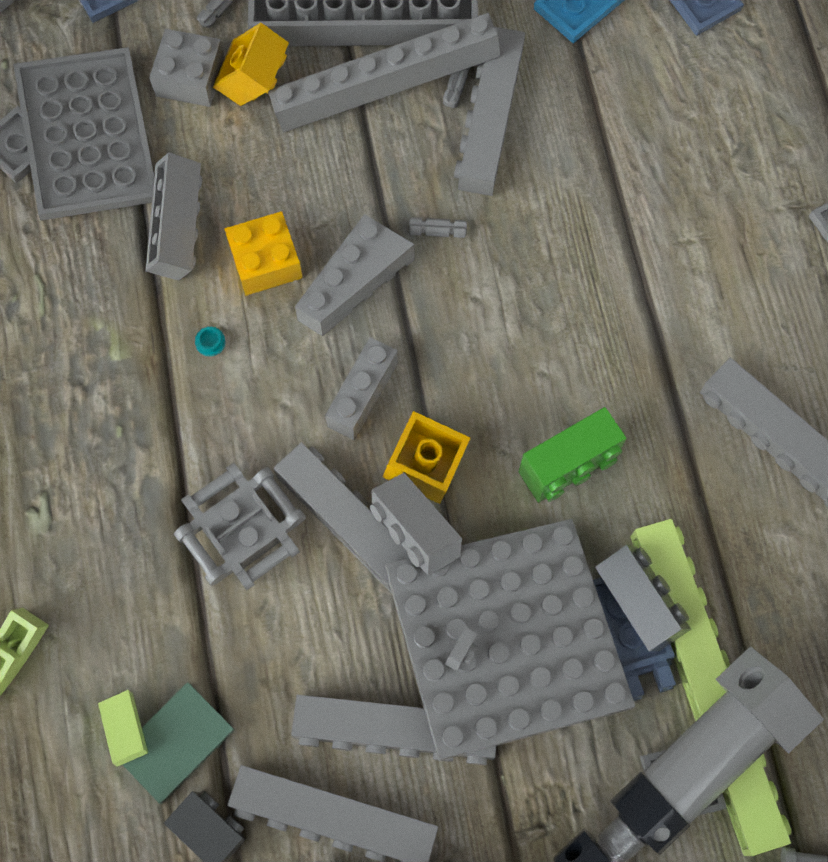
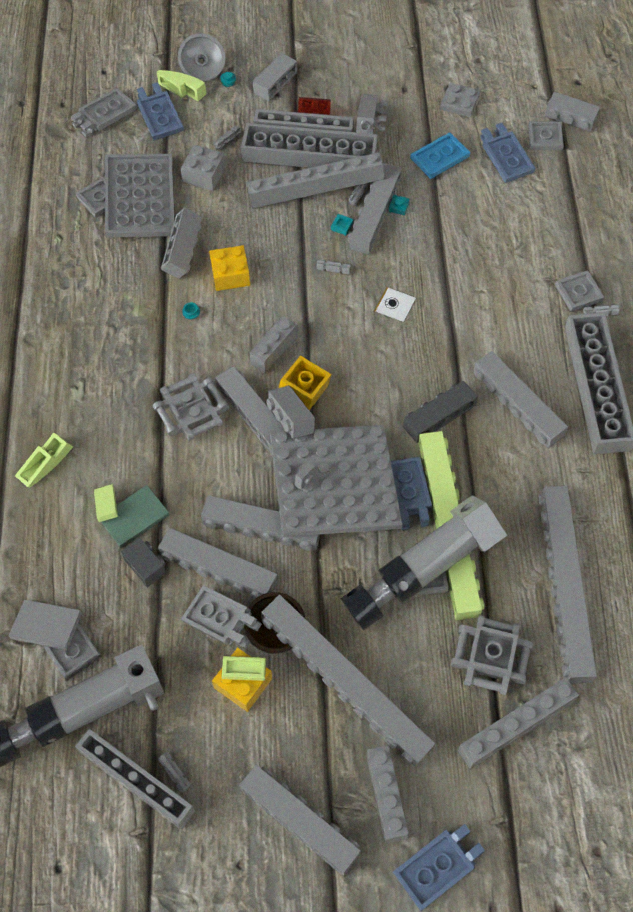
camera: 10 degrees right, 10 degrees down
(251, 64) = (239, 168): yellow brick -> none
(356, 269) = (280, 283): light grey wedge -> none
(440, 147) = (342, 224): none -> teal plate
(528, 98) = (399, 205): none -> teal plate
(550, 283) = (395, 304): none -> white sticker
(572, 455) = (389, 391): bright green brick -> none
(644, 597) = (417, 468): brick -> none
(659, 478) = (440, 411): none -> dark grey brick

